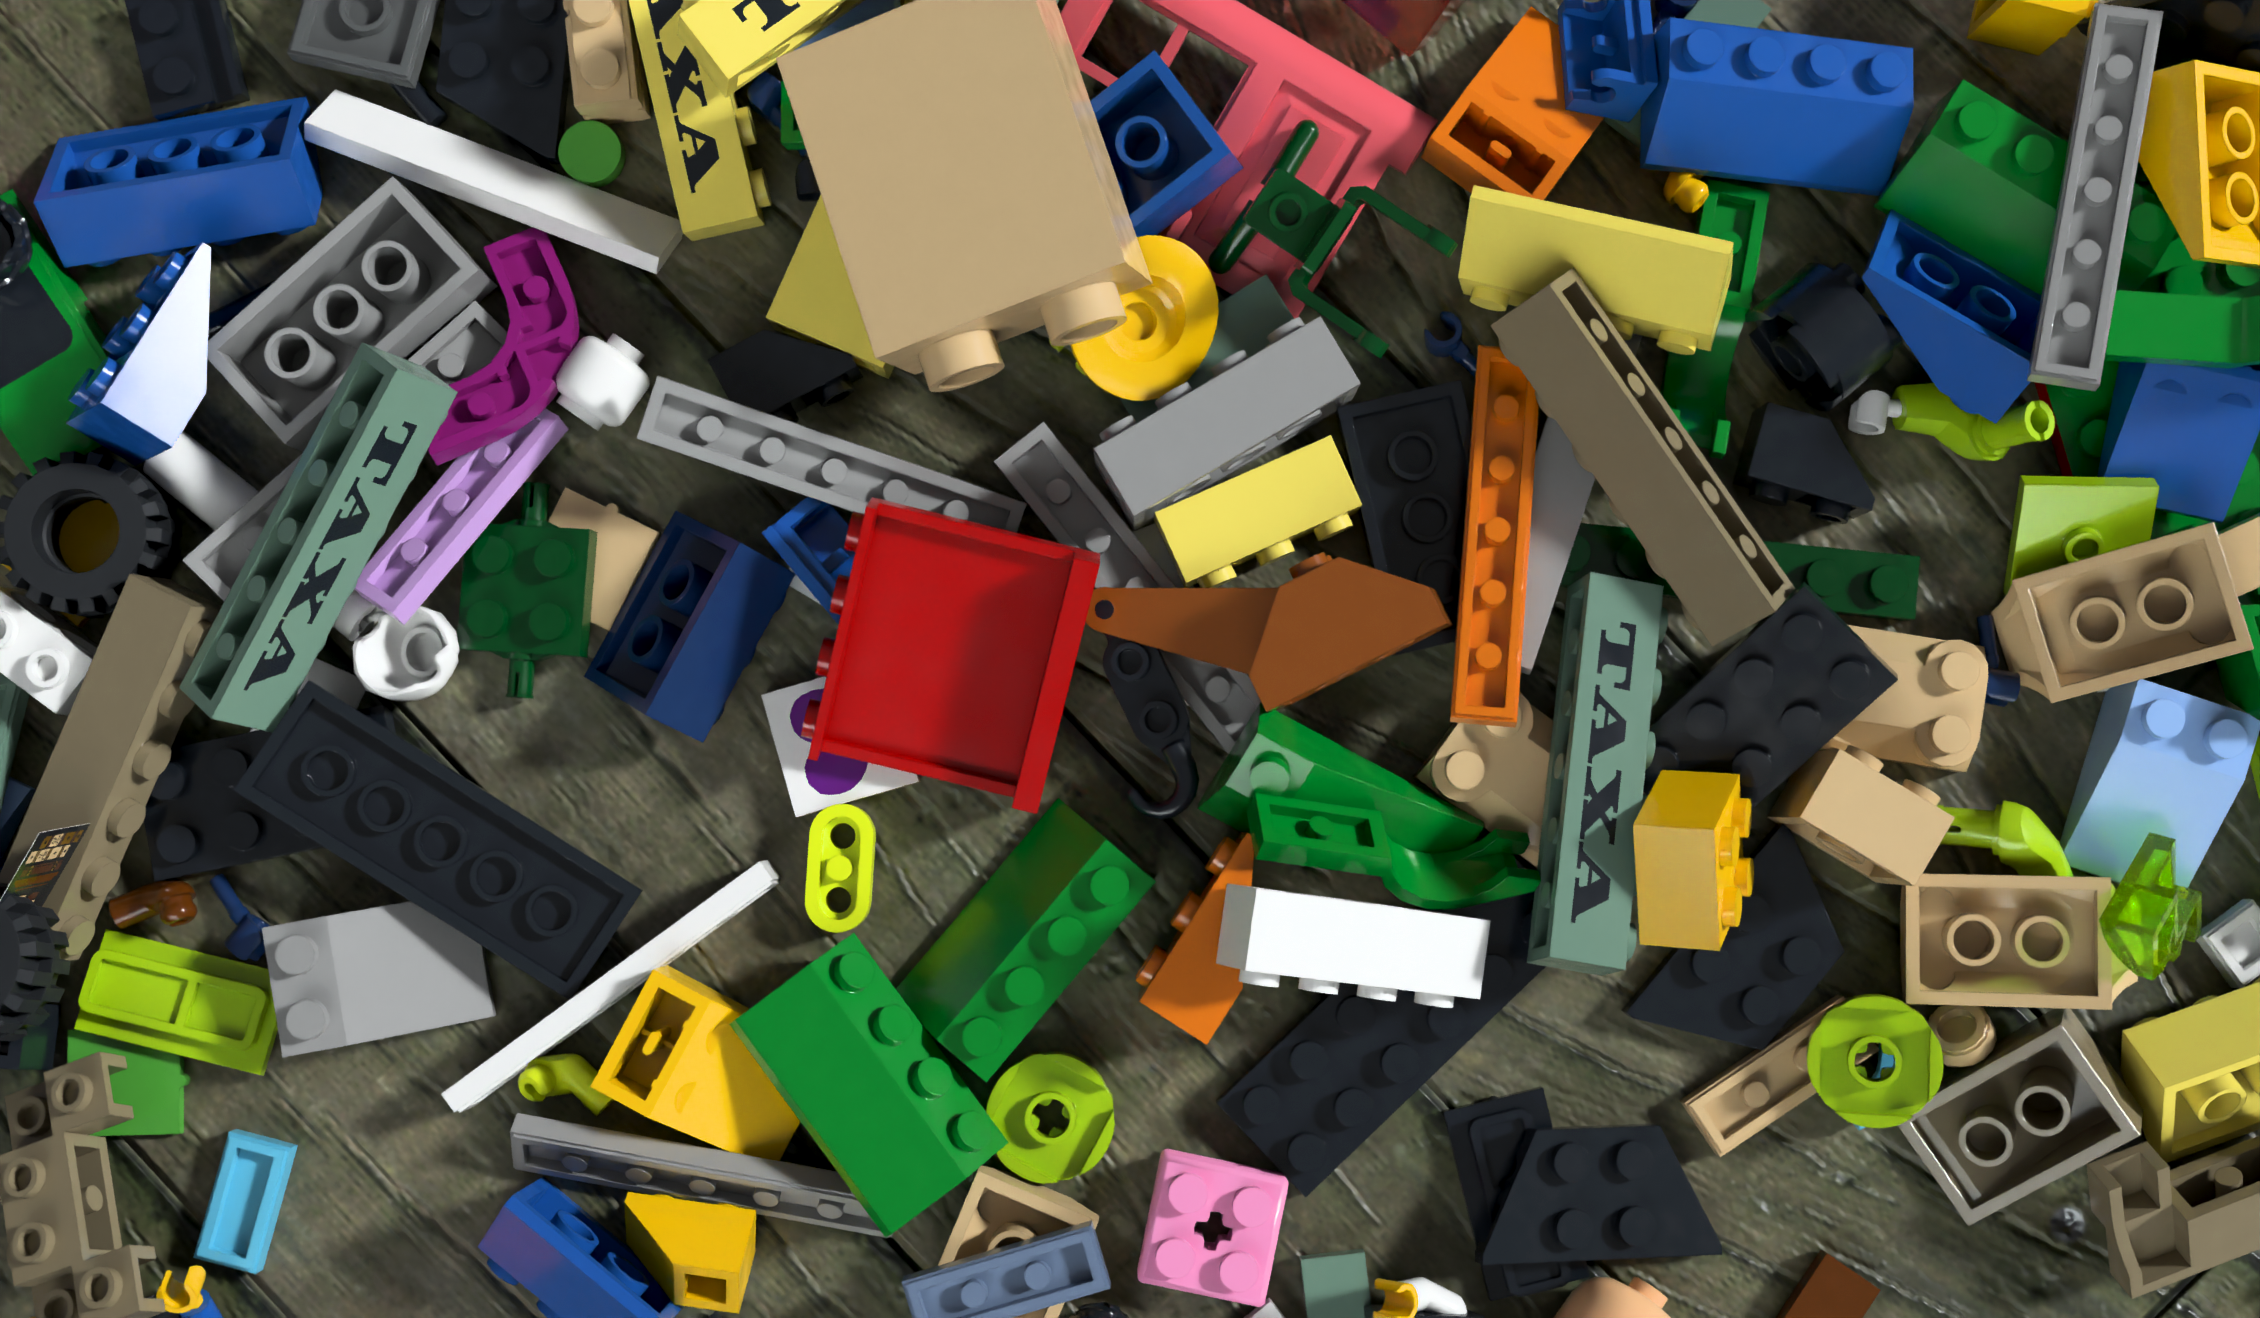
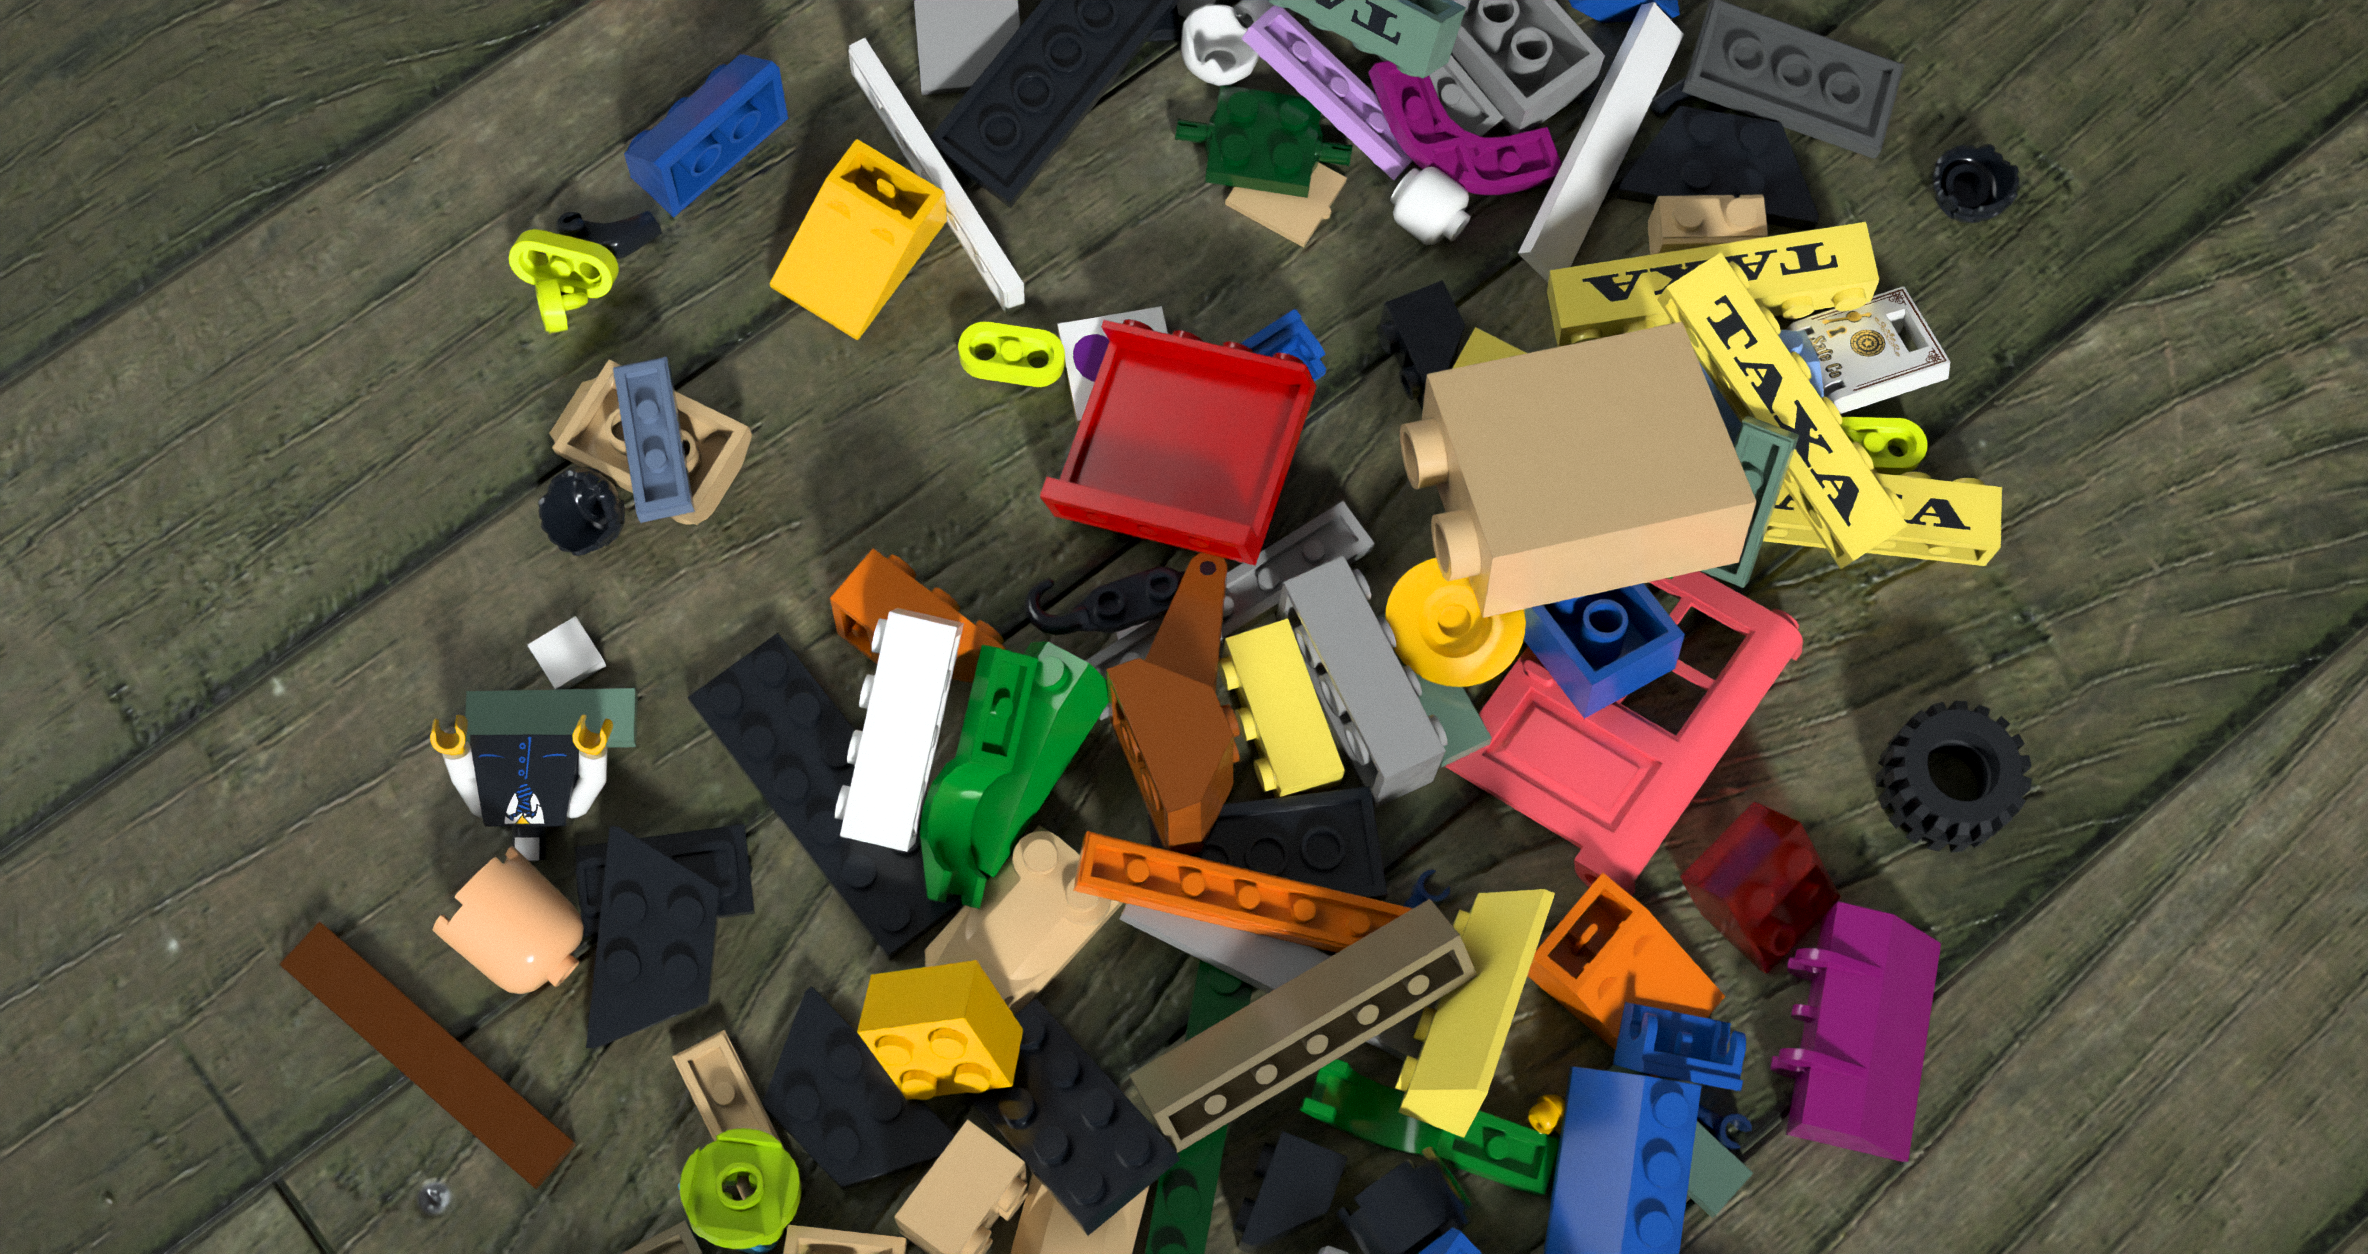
camera: 90 degrees right, 15 degrees down
(559, 1076) = (867, 127): neon yellow arm -> none
(591, 153) = (1623, 219): bright green tile -> none
(686, 1172) = (771, 232): light grey tile -> none
(689, 626) = (1221, 256): dark blue slope -> none
(693, 1248) = (714, 217): yellow slope -> none
(809, 459) = (1350, 356): light grey plate -> none
(869, 1084) = (830, 350): green slope -> none
(1023, 939) = (933, 493): green slope -> none
(1086, 1105) = (787, 529): lime plate -> none
(1237, 1263) = (690, 647): bright pink brick -> none
(1310, 228) = (1523, 767): dark green piece -> none
(1597, 774) = (1029, 964): sand green brick -> none

